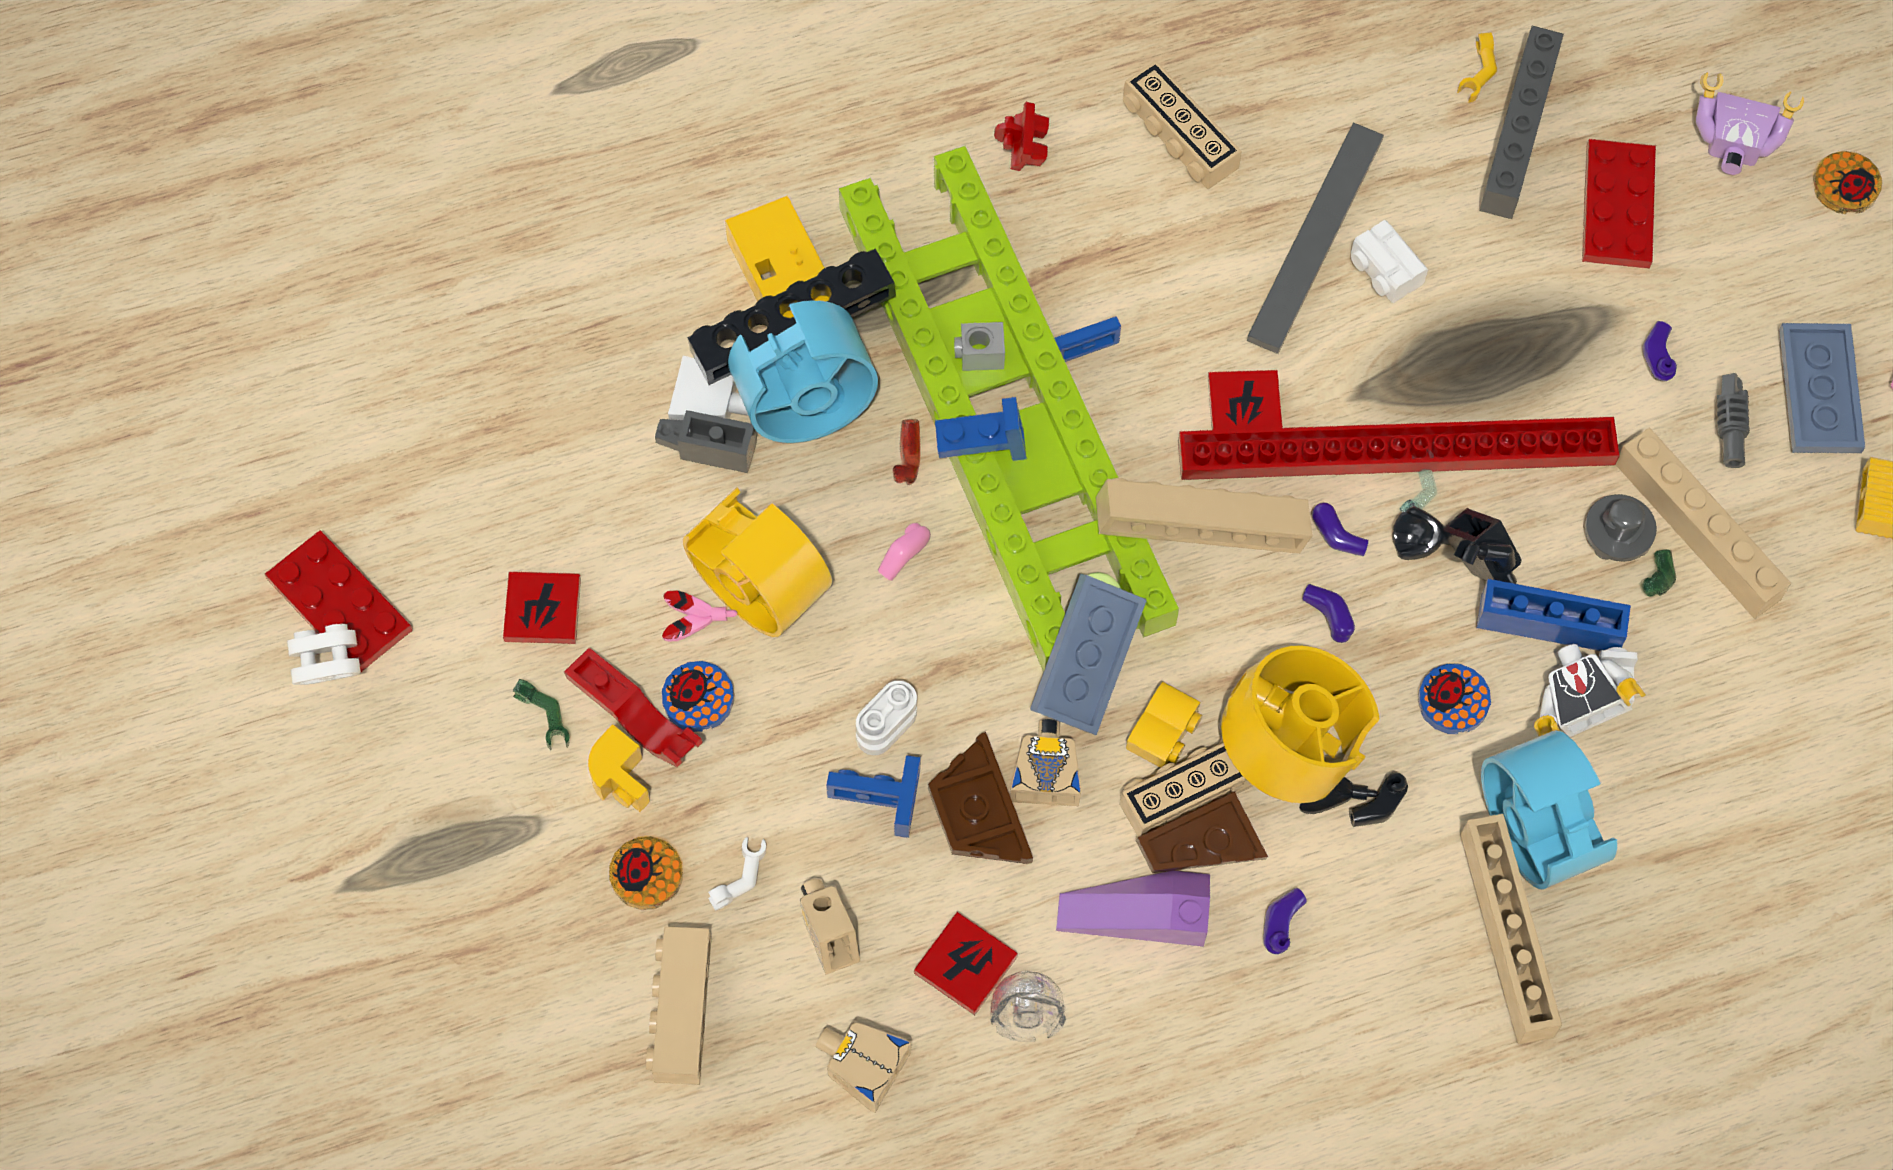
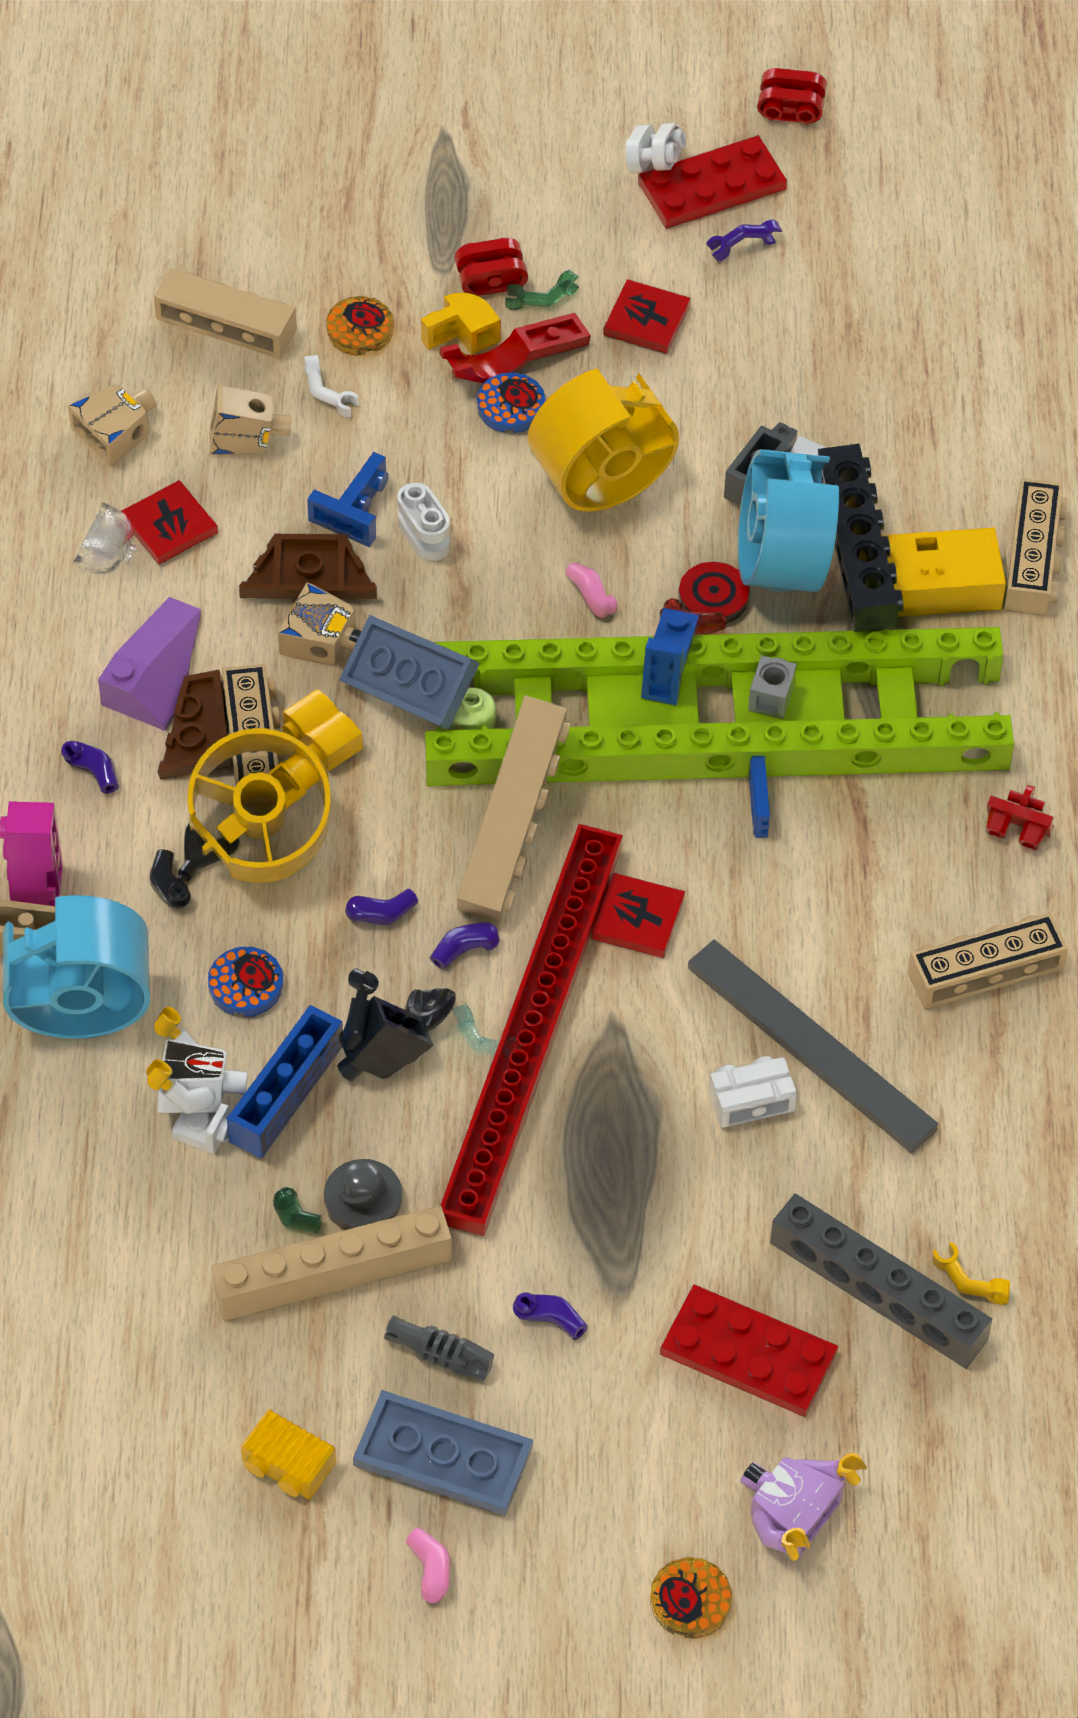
camera: 110 degrees right, 10 degrees down
(217, 568) = (792, 95): none -> red brick
(399, 532) = (739, 233): none -> dark purple arm
(510, 761) = (490, 266): none -> red brick
(713, 197) = (1034, 547): none -> tan brick
(866, 448) = (714, 589): none -> red tile
(1436, 908) = (32, 852): none -> dark pink wedge

